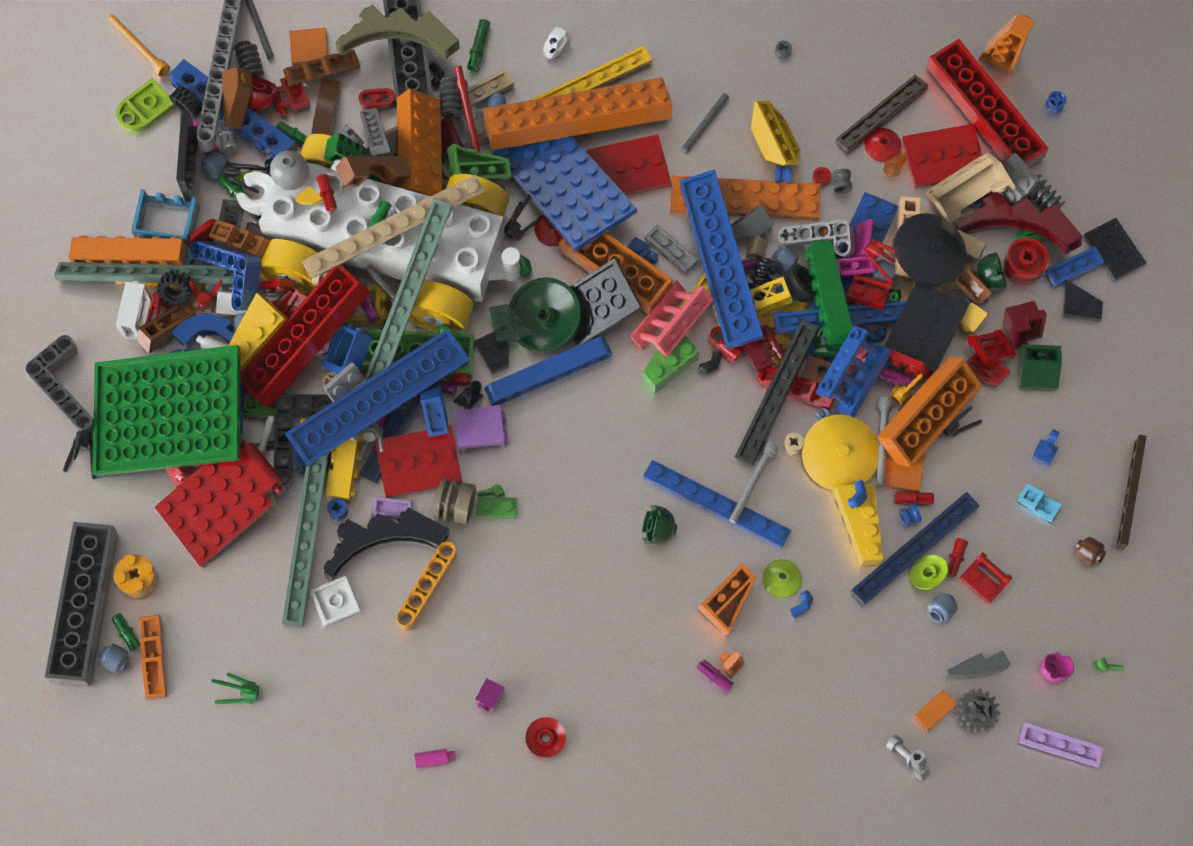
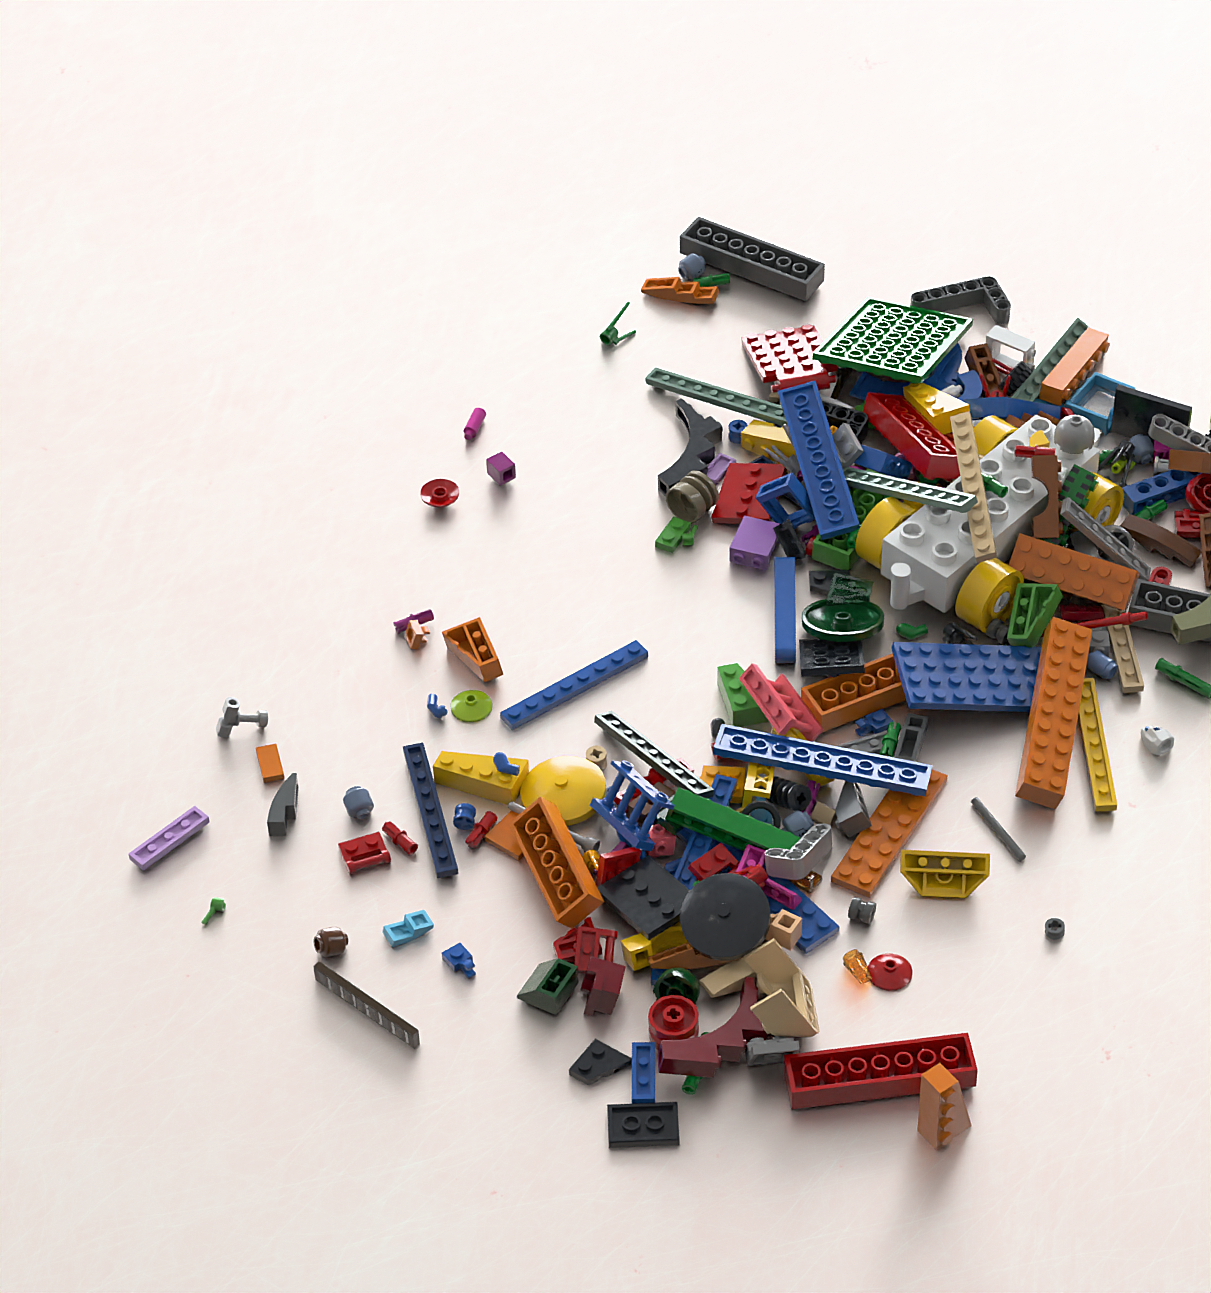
camera: 120 degrees right, 25 degrees down
(81, 442) = (901, 296): black plant -> none
(128, 568) = (755, 295): light orange brick -> none
(335, 601) = (655, 409): white tile -> none
(426, 595) = (628, 463): light orange beam -> none
(438, 74) = (1163, 637): black arm -> none
(450, 98) = (1135, 629): dark grey piece -> none
(634, 164) = (977, 748): red plate -> none
(654, 213) = (911, 737): none -> dark grey slope
(658, 525) = (578, 628): dark green cylinder -> none
(663, 226) = (890, 740): none -> green pin
(758, 354) = (706, 764): dark red plate -> none
(769, 451) = (600, 737): light grey piece -> none
(783, 174) = (893, 863): blue wheel -> none
(821, 175) = (882, 900): red tile -> none
(881, 113) = (927, 982): dark brown tile -> none
(927, 566) = (398, 805): lime dish -> none
(940, 153) = (846, 1013): red plate -> none
(952, 428) = (532, 889): black plant -> none
(970, 701) = (245, 787): dark grey gear -> none
(1044, 196) = (743, 1078): dark grey piece -> none
(1057, 667) = (240, 862): dark pink hair -> none
(1059, 99) = (853, 1142): blue wheel -> none

